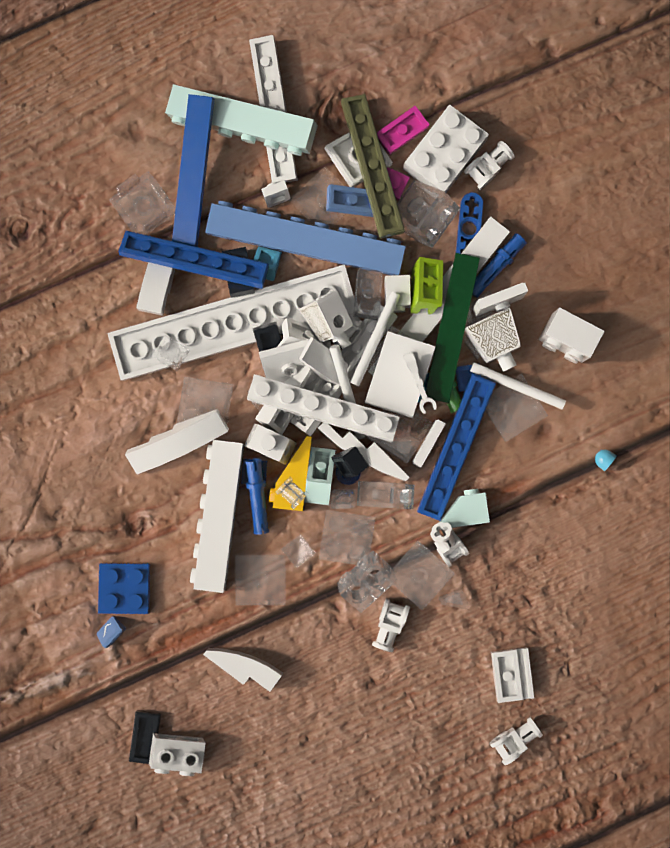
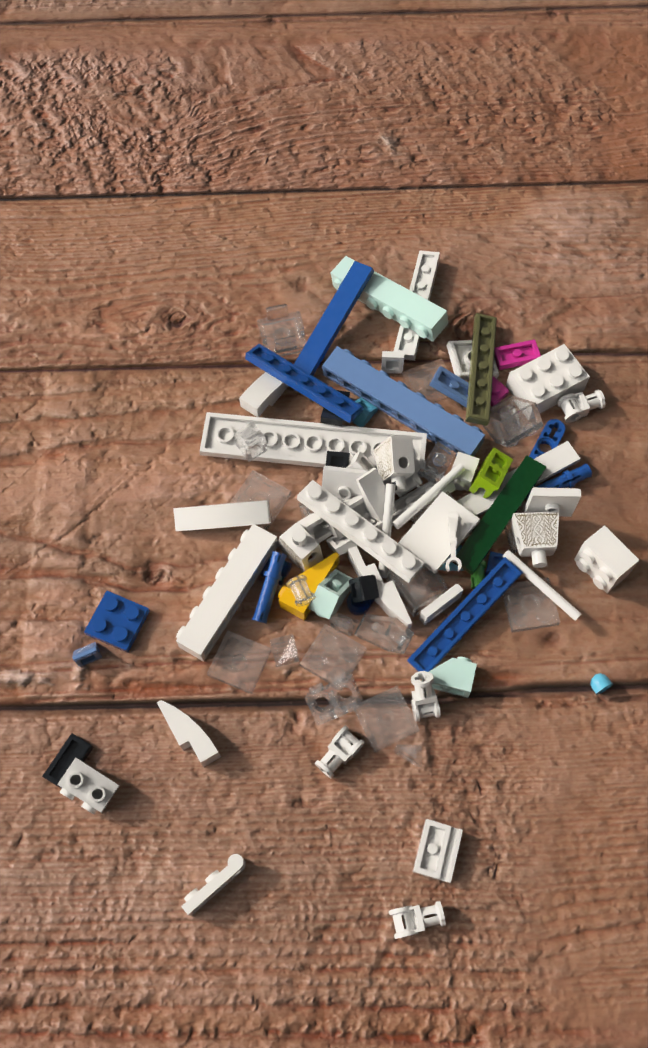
camera: 25 degrees right, 20 degrees down
(329, 785) = (215, 882): none -> white plate

